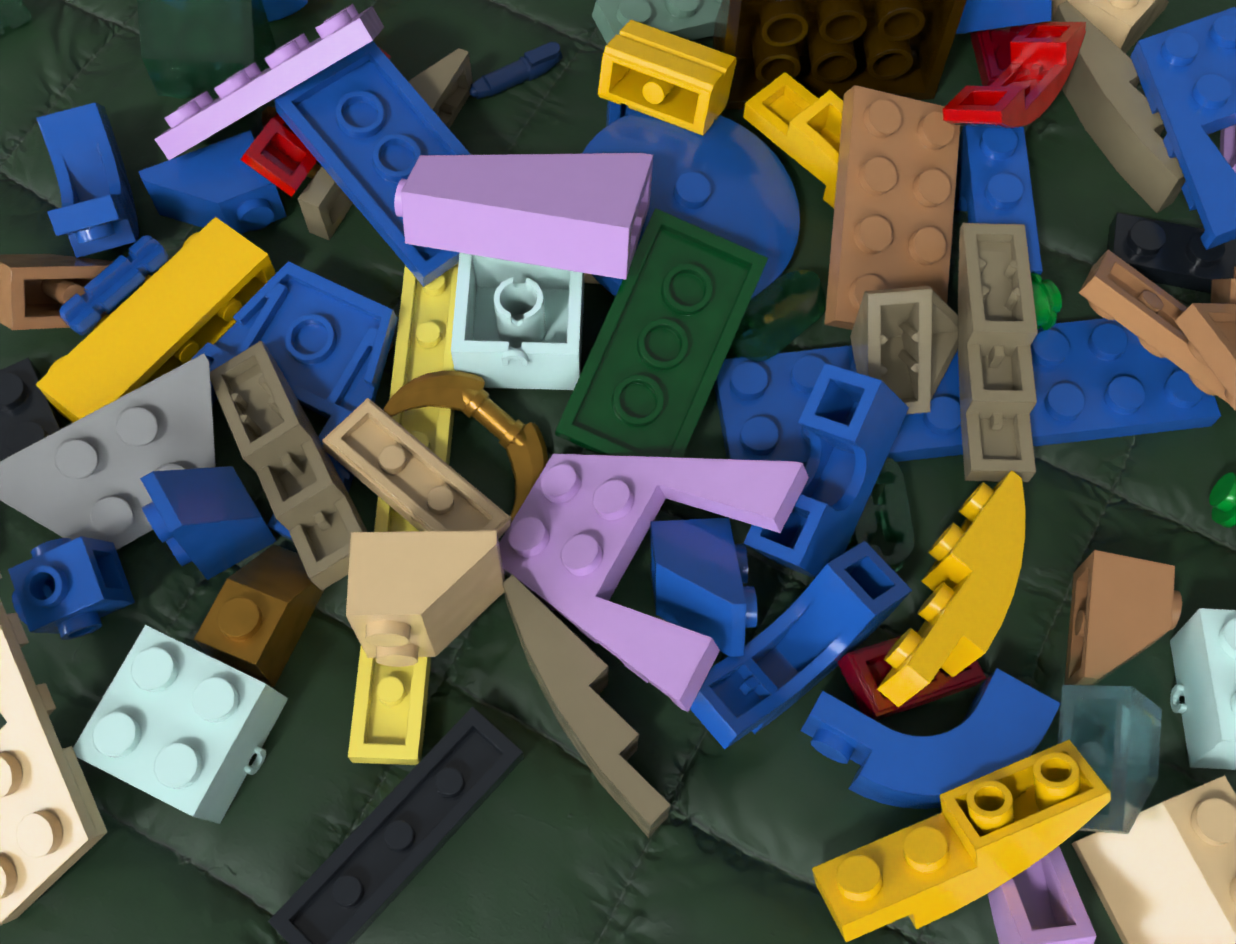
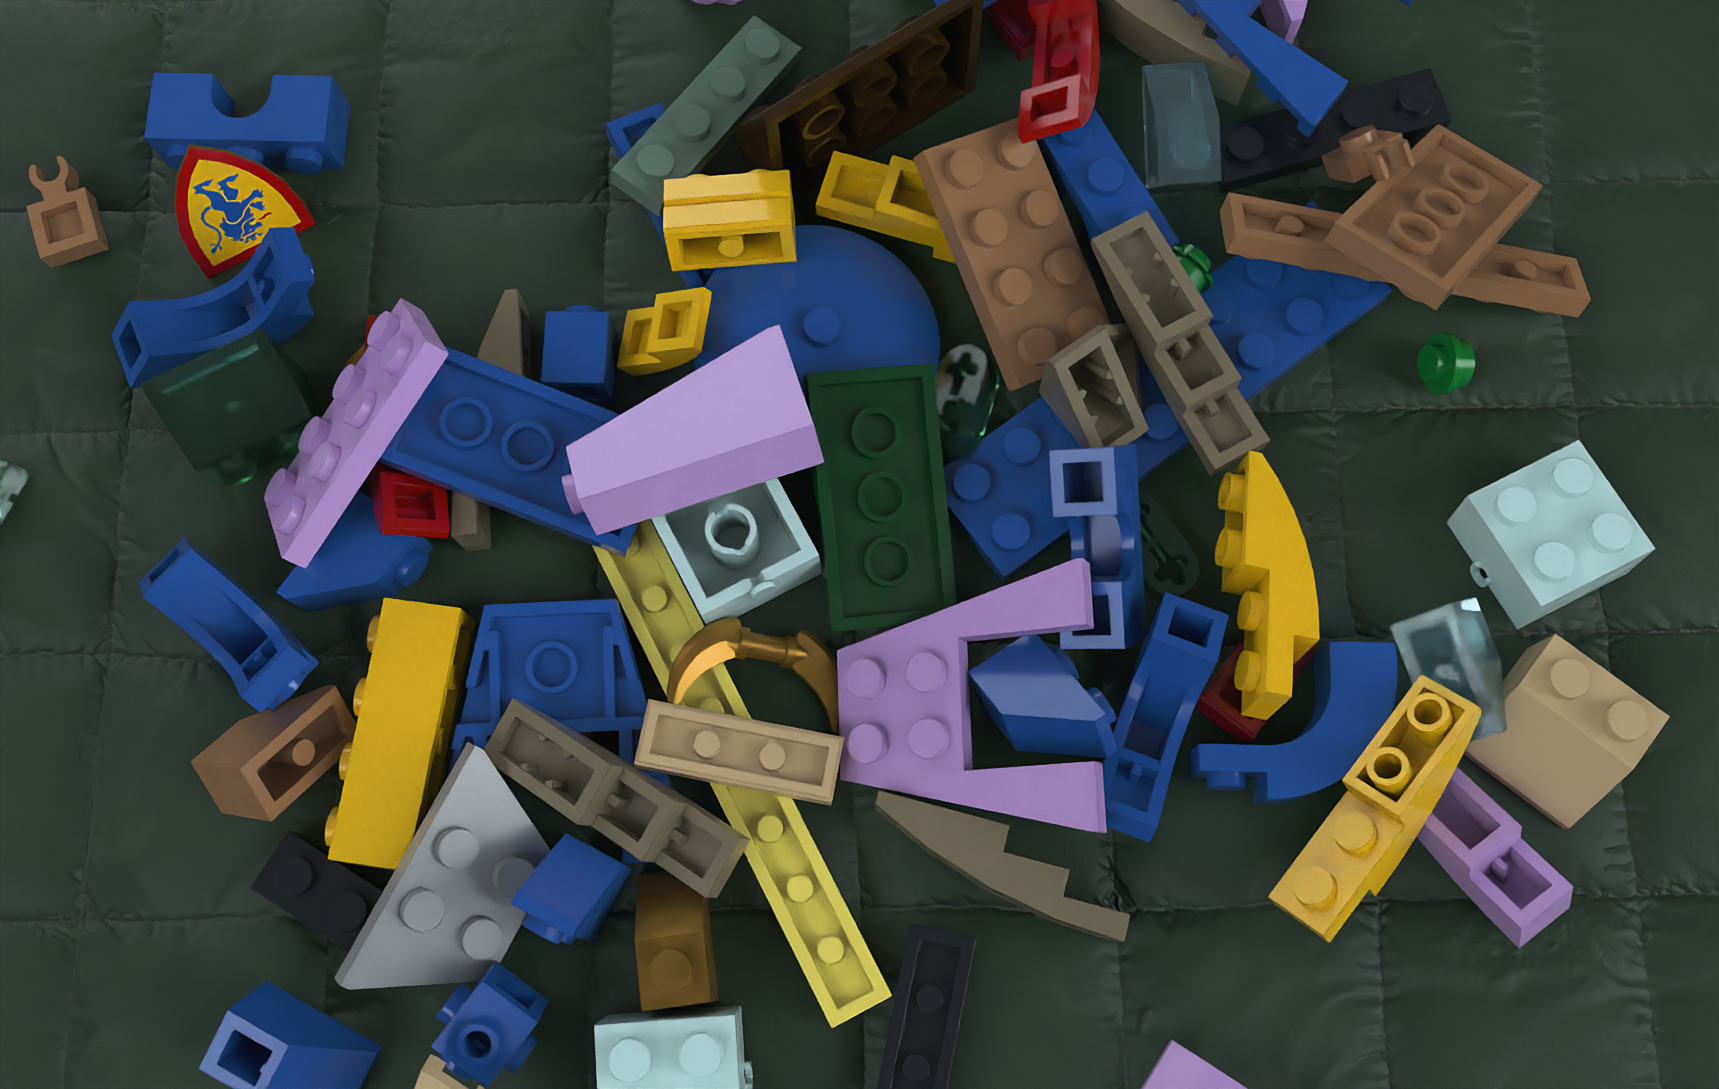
camera: 25 degrees left, 10 degrees up
(113, 285) = (334, 720): blue axle -> none
(419, 589) = (816, 861): tan slope -> none
(491, 120) = (580, 353): none -> blue brick
(527, 68) = (569, 265): dark blue piece -> none
(571, 131) = (666, 333): none -> yellow slope
(1093, 195) = (1180, 126): none -> clear light blue slope
(1117, 613) = (1398, 534): medium nougat slope -> none

